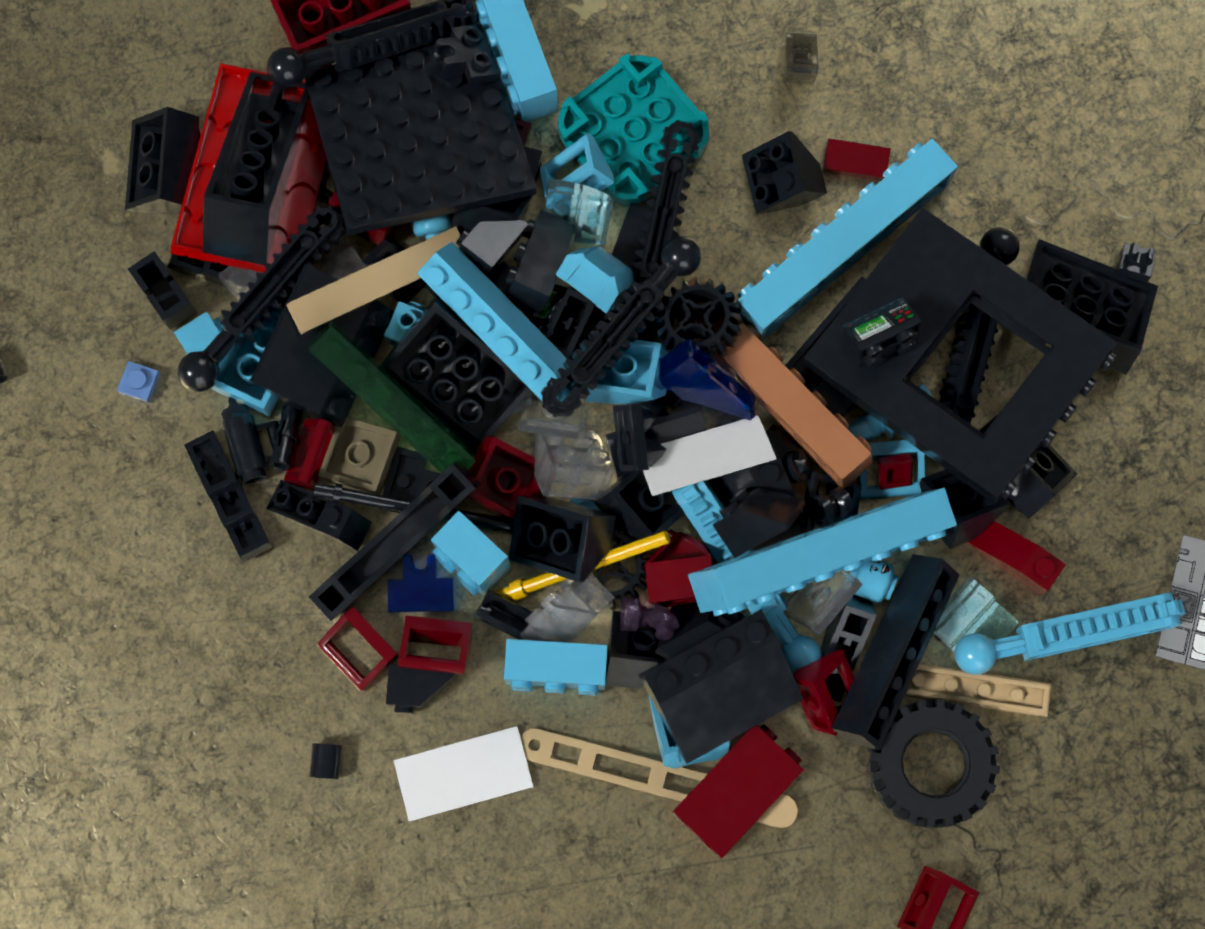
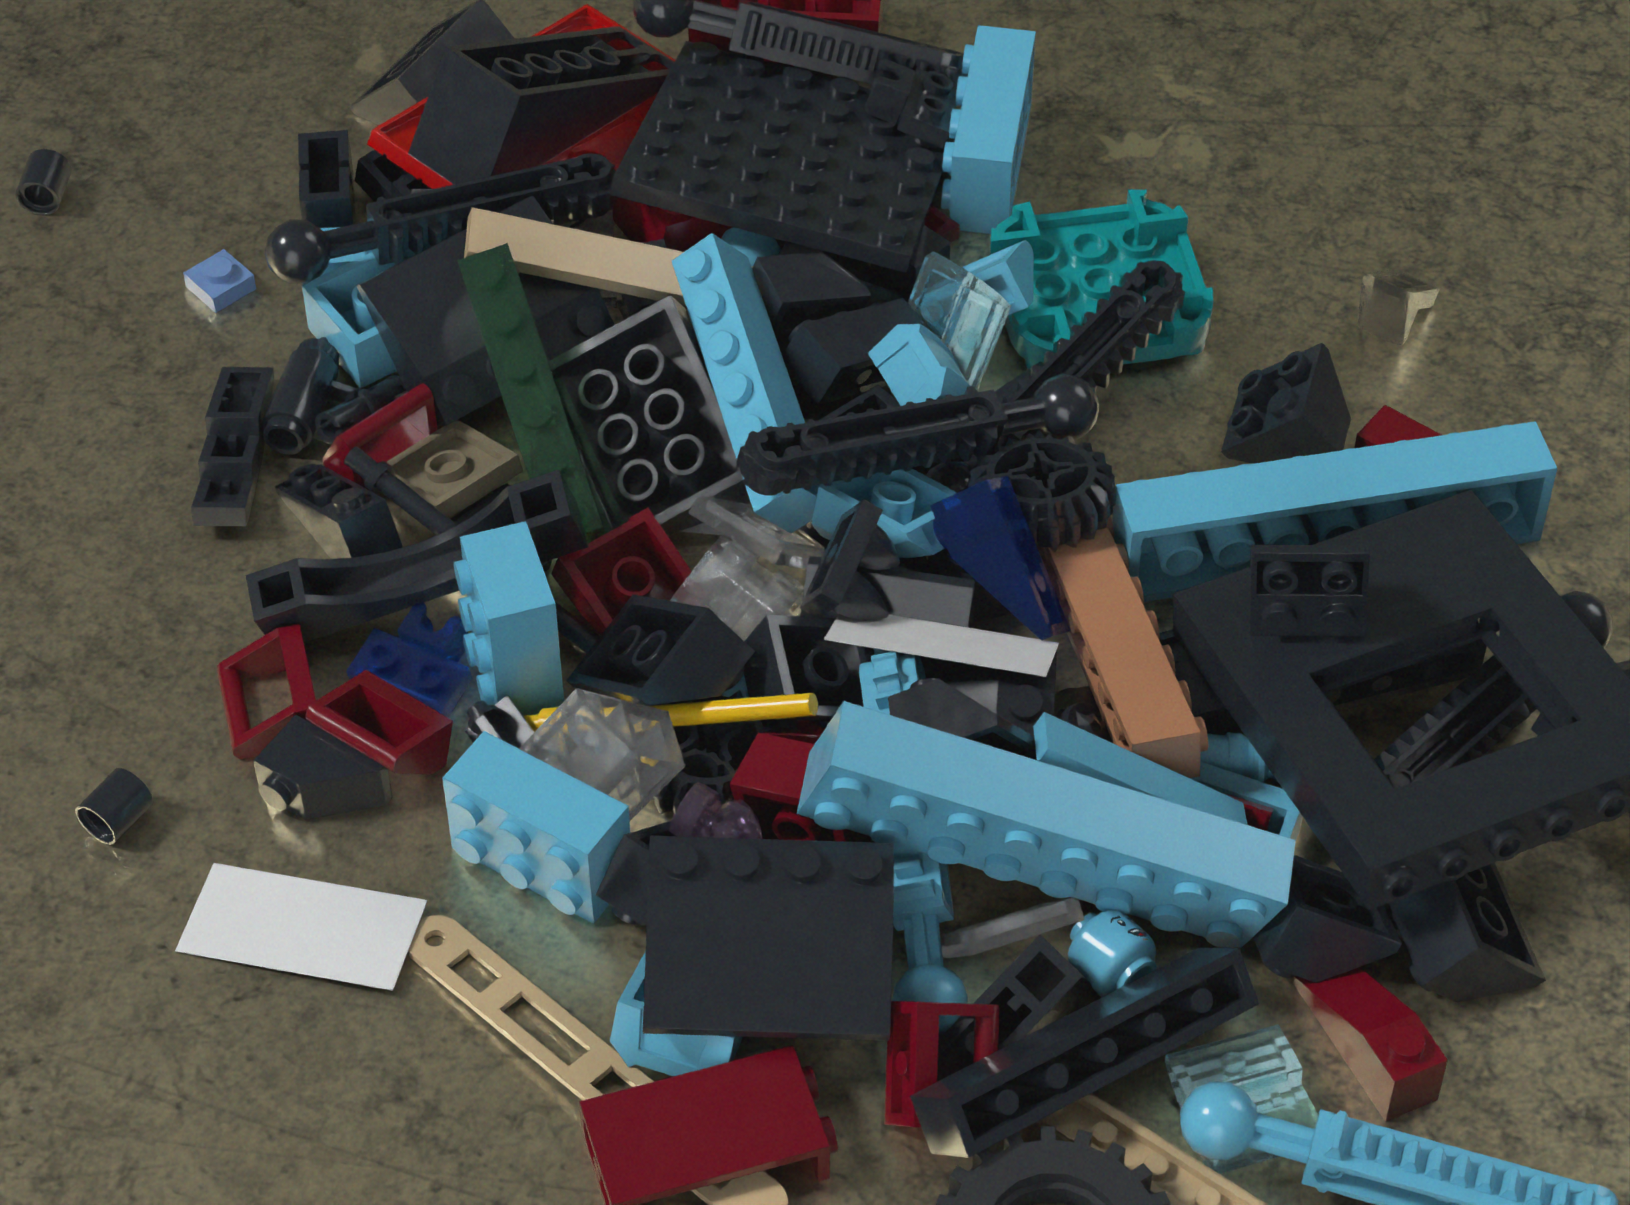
camera: 30 degrees right, 30 degrees down
(854, 496) = (1095, 757): none -> medium azure tile

